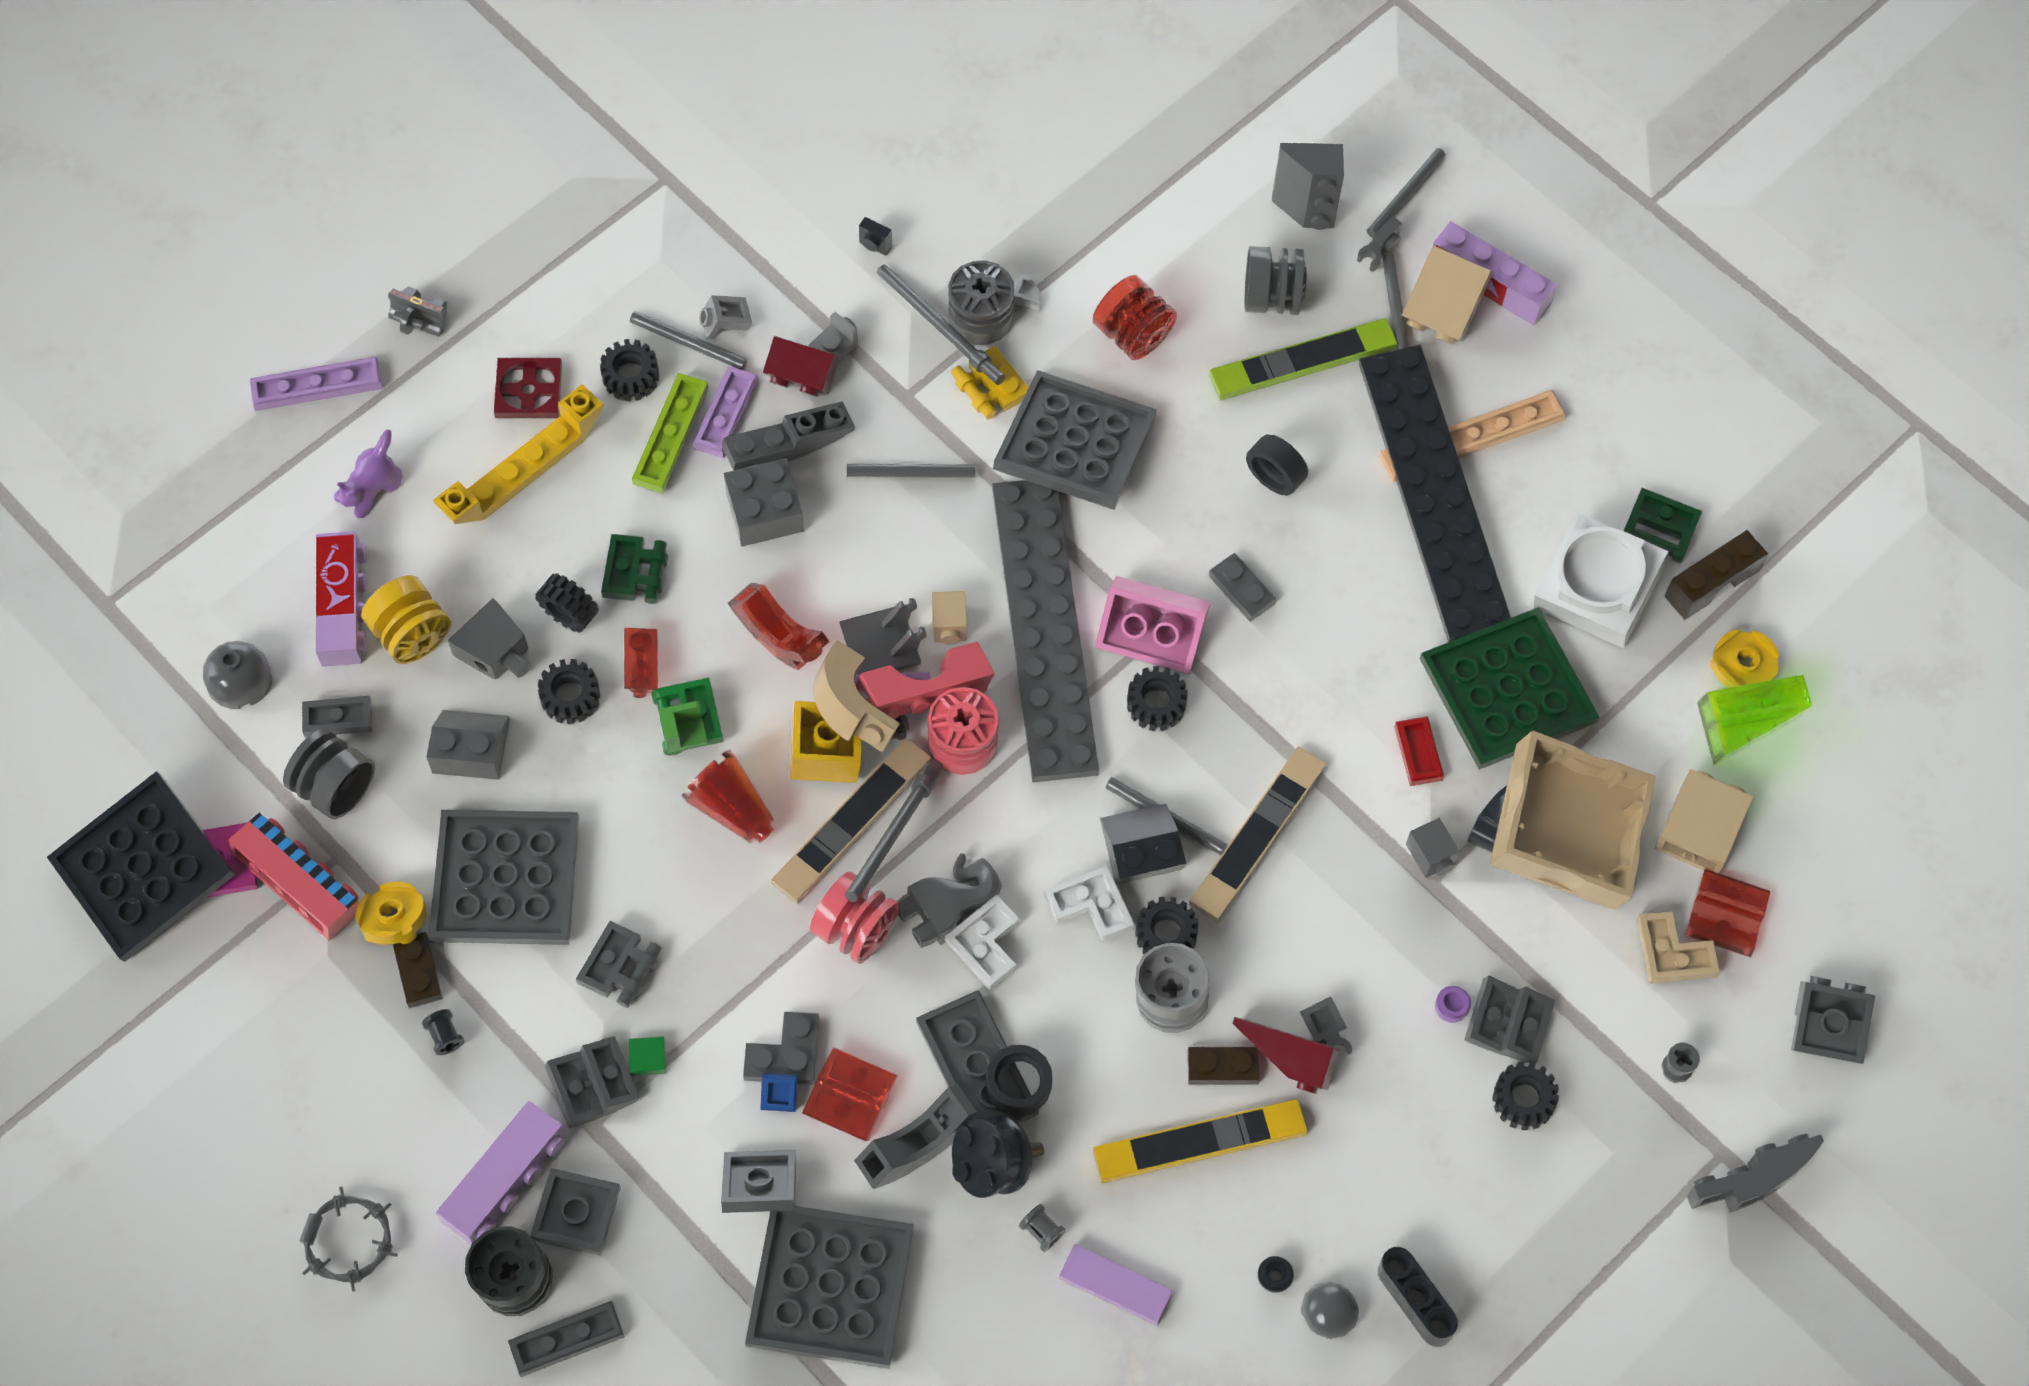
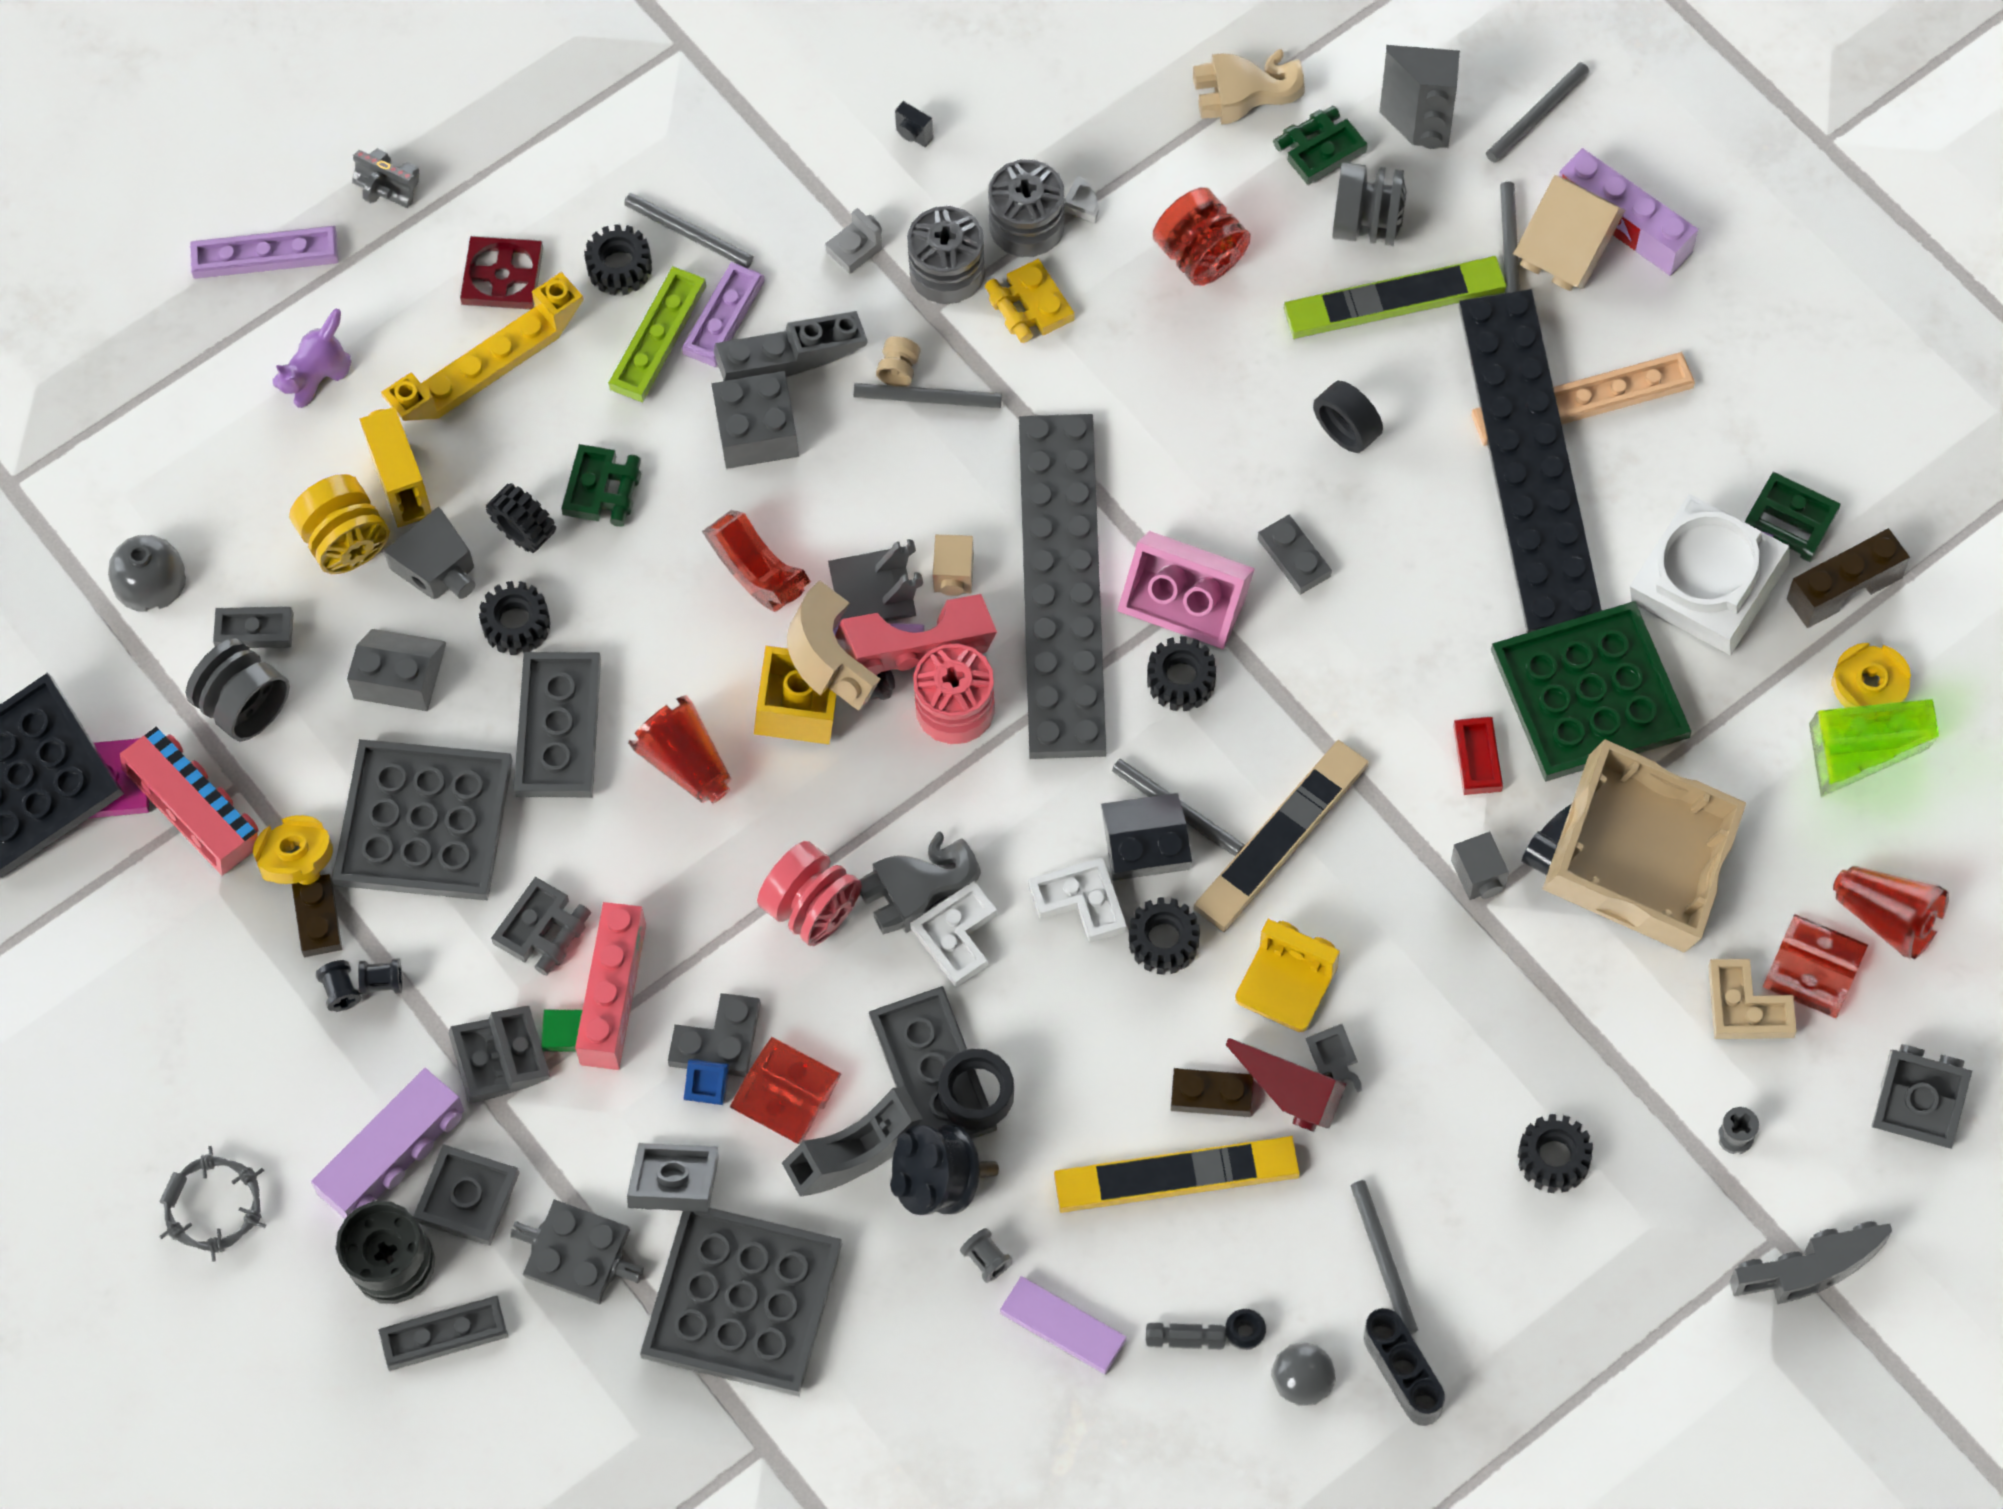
camera: 10 degrees right, 0 degrees up
(339, 598) = (267, 495): brick -> none
(452, 565) = (396, 466): none -> yellow brick
(479, 1021) = (380, 977): none -> black bush
(616, 783) = (557, 724): none -> dark grey plate
(640, 660) = (598, 589): clear red hinge -> none
(678, 1255) = (576, 1251): none -> dark grey plate
(683, 726) = (637, 666): bright green panel -> none
(686, 1013) = (611, 986): none -> coral brick
(687, 692) = (657, 650): green plate -> none
(724, 313) = (732, 202): light grey bracket -> none
(801, 366) = (812, 267): dark red brick -> none
(851, 821) = (818, 786): tile -> none
(883, 442) = (898, 360): none -> tan wheel
(915, 347) = (946, 254): none -> flat silver wheel
(920, 789) = (900, 756): dark grey bar -> none
(977, 358) = (1015, 271): dark grey bar -> none
(1075, 439) = (1118, 372): dark grey plate -> none
(1155, 185) = (1243, 85): none -> tan hips
(1166, 970) = (1159, 979): light grey wheel -> none
(1223, 1285) = (1185, 1335): none -> dark grey axle
(1230, 238) = (1324, 152): none -> dark green plate
(1278, 957) = (1288, 975): none -> yellow bracket
(1384, 240) = (1503, 166): dark grey plate -> none
(1386, 1196) = (1383, 1254): none -> dark grey bar
(1452, 1004) = (1484, 1044): medium lavender tile -> none
(1509, 1020) = (1547, 1067): dark grey slope -> none
(1704, 821) = (1799, 859): tan brick -> none
(1788, 856) = (1893, 907): none -> clear red cone

